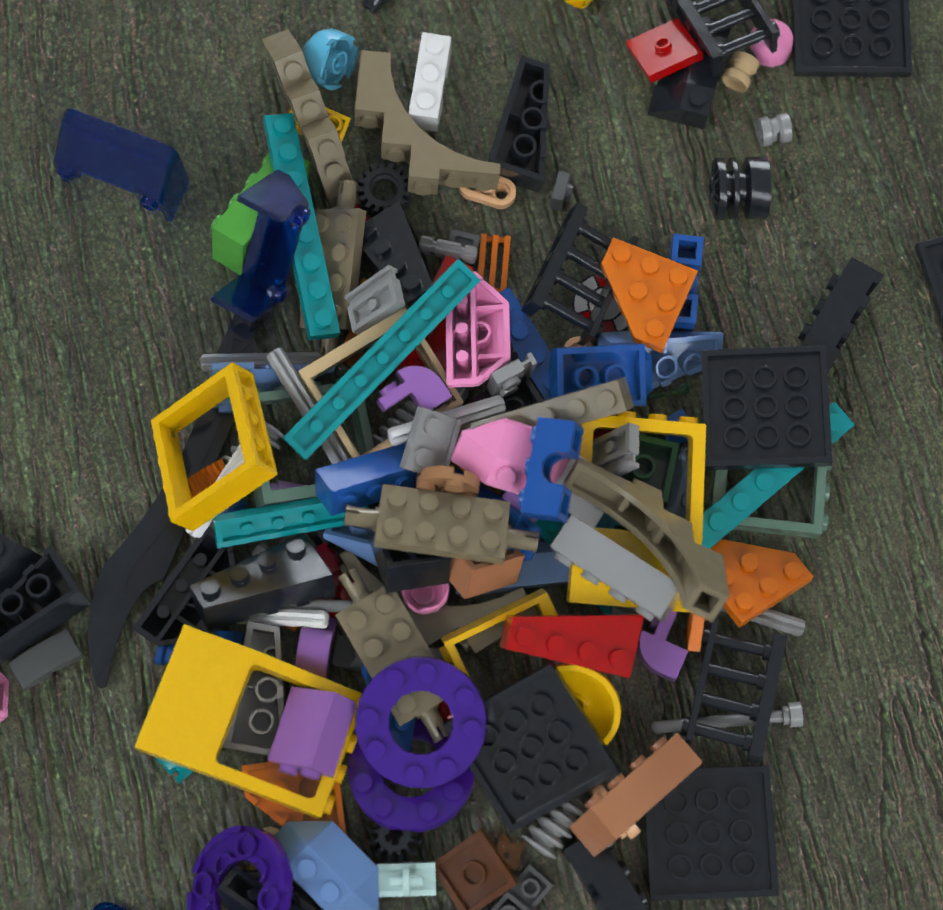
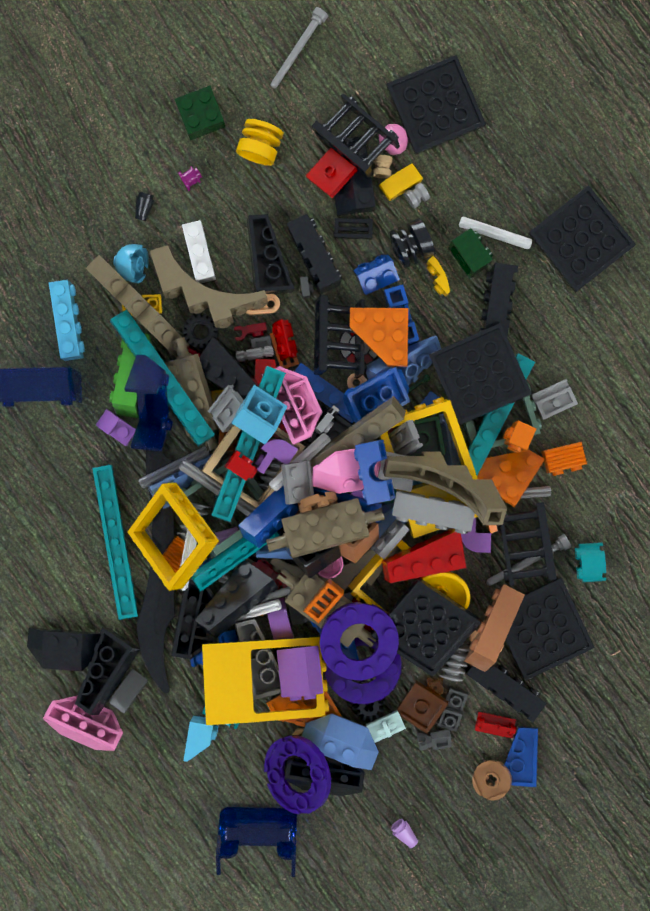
camera: 30 degrees left, 10 degrees up
(117, 770) = (199, 736): none -> medium azure slope
(127, 435) = (115, 542): none -> teal plate
(202, 97) = (66, 321): none -> medium azure brick
(202, 269) = (116, 427): none -> medium lavender brick
(357, 382) = (241, 466): none -> red brick
(369, 650) = (329, 605): none -> orange slope
(416, 319) = (259, 414): none -> medium azure slope
(459, 217) = (255, 330): none -> dark red plate
(501, 236) = (282, 331): none -> red hinge
(532, 590) = (390, 539): none -> light grey plate
(593, 149) = (314, 254): none -> black wedge
(658, 149) = (358, 229): none -> black tile
(671, 214) = (376, 274): none -> blue bracket
(757, 101) = (400, 182): none -> yellow slope
(759, 260) = (441, 282): none -> yellow slope
(787, 518) = (518, 436): none -> orange brick
(820, 235) = (470, 252): none -> dark green brick
(824, 760) = (591, 562): none -> teal brick
(843, 588) = (563, 458): none -> orange brick
(861, 496) = (554, 399): none -> light grey plate
(867, 226) = (495, 233): none -> white axle

